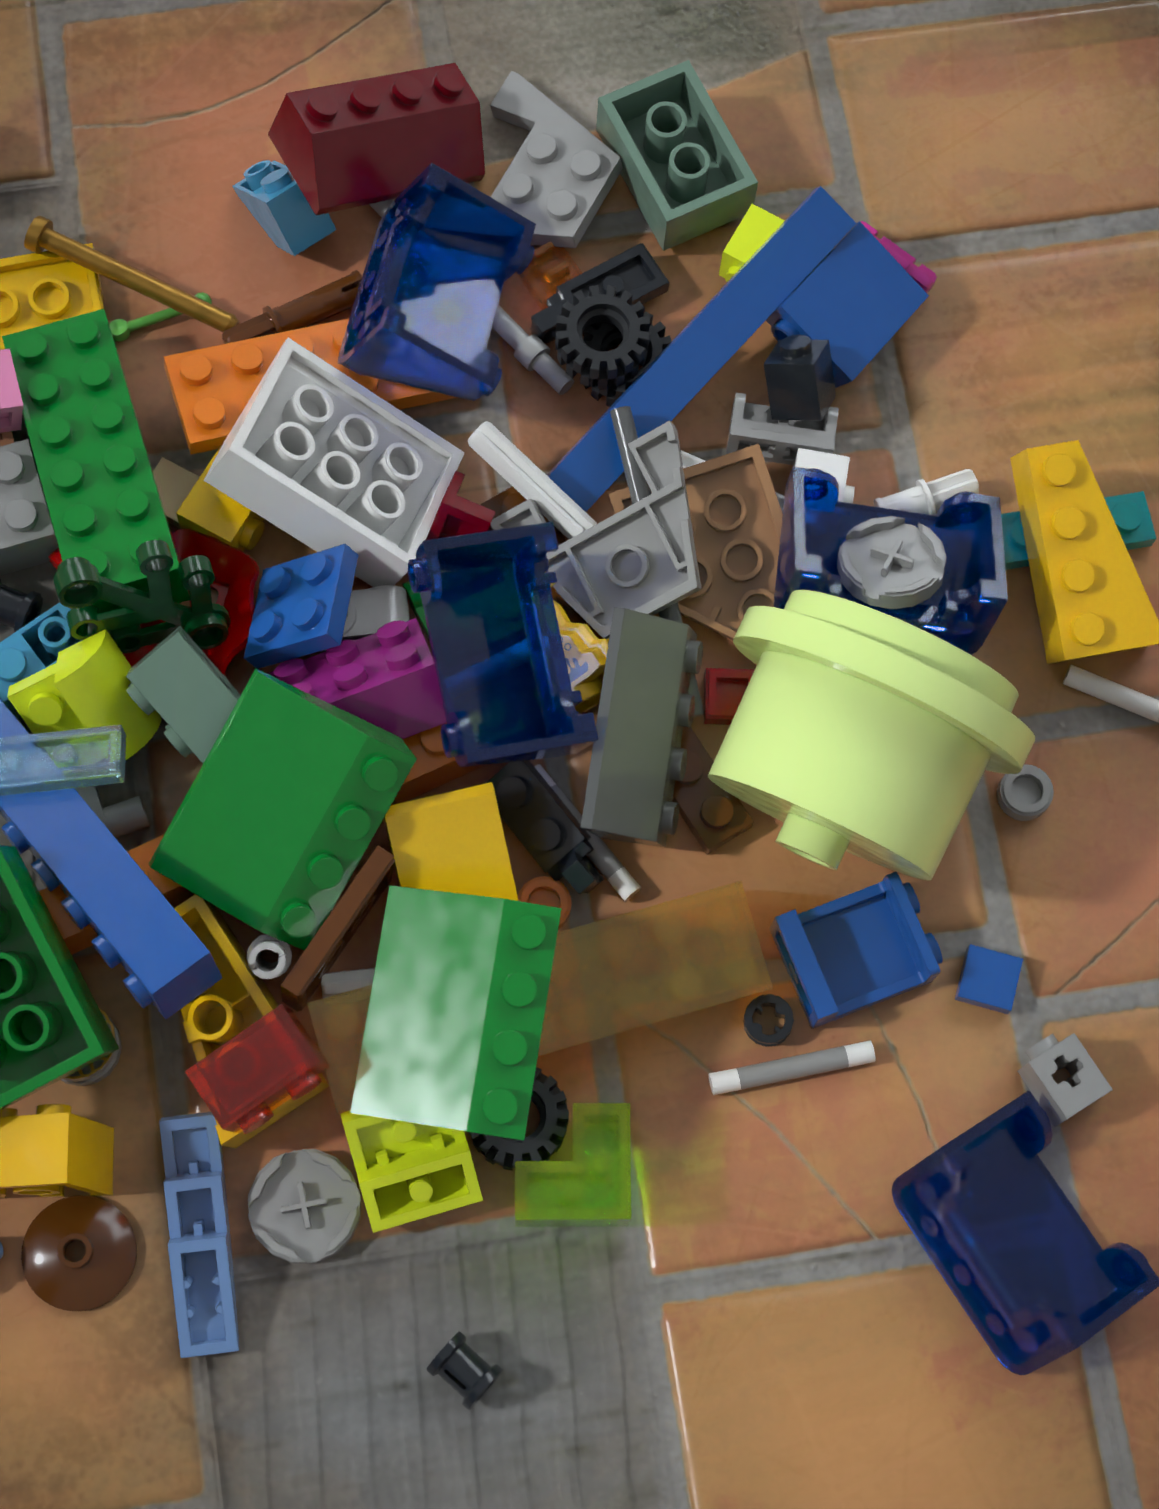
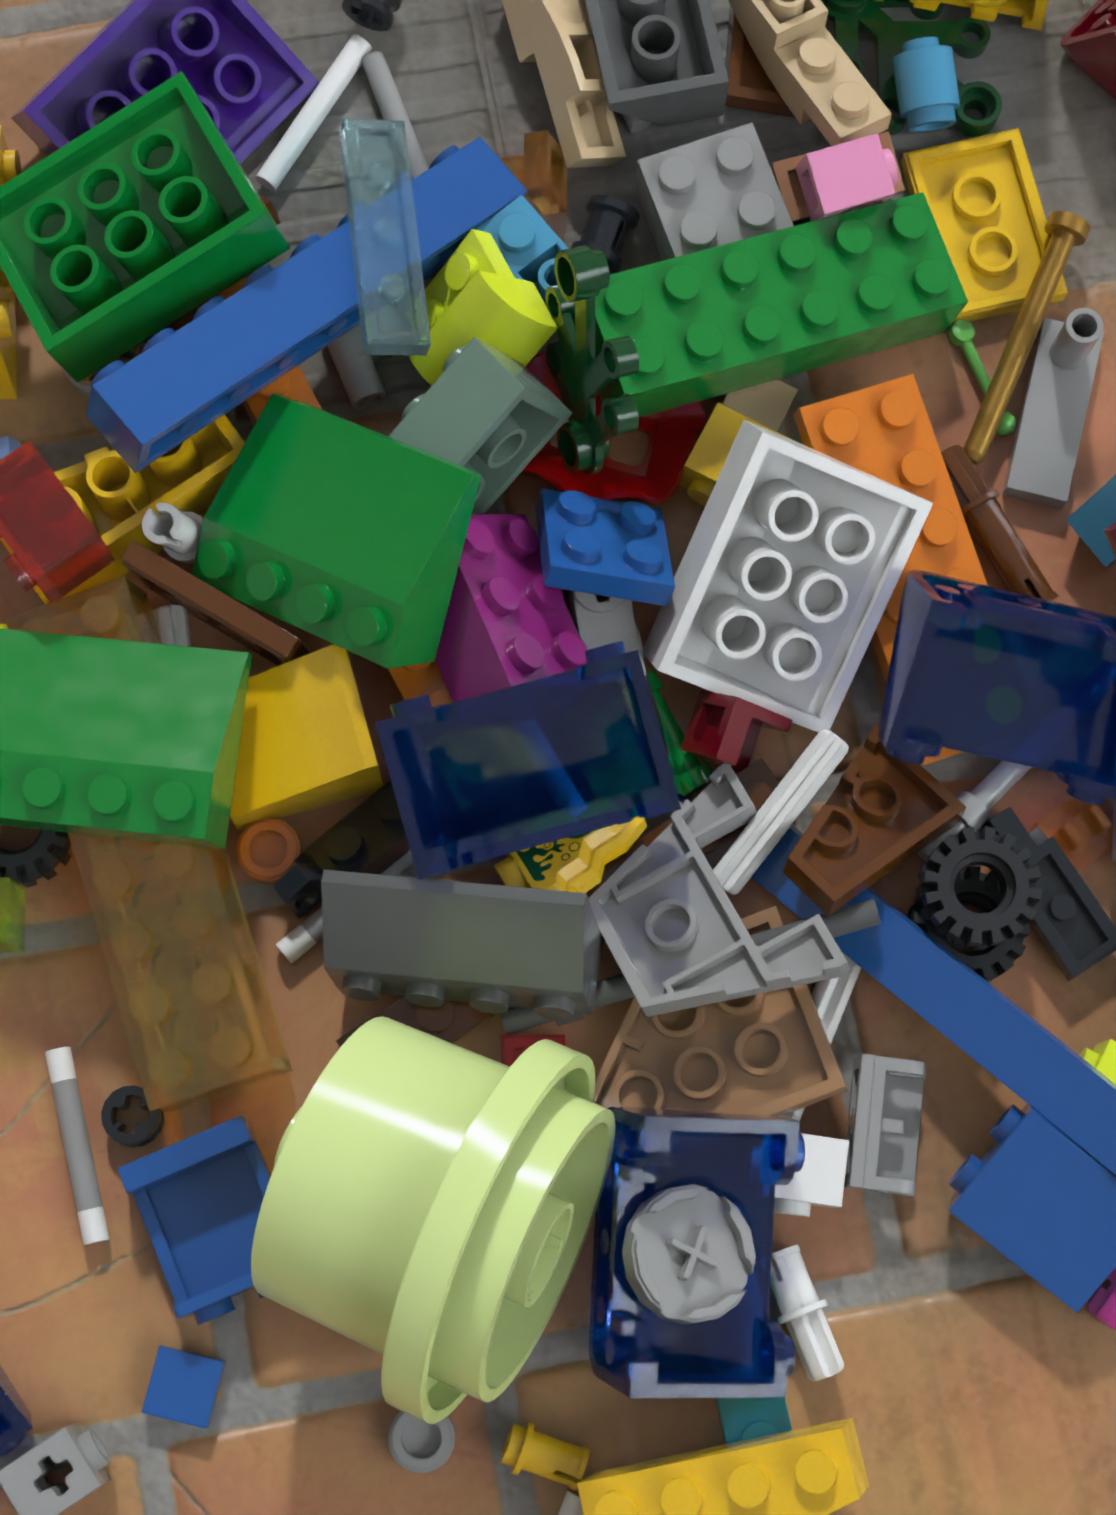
camera: 90 degrees right, 5 degrees up
(193, 261) = (1054, 408): none -> light grey piece
(545, 417) = (869, 826): none -> reddish brown wing
(800, 379) = (941, 1141): black brick -> none
(1039, 695) = (544, 1455): none -> yellow pin

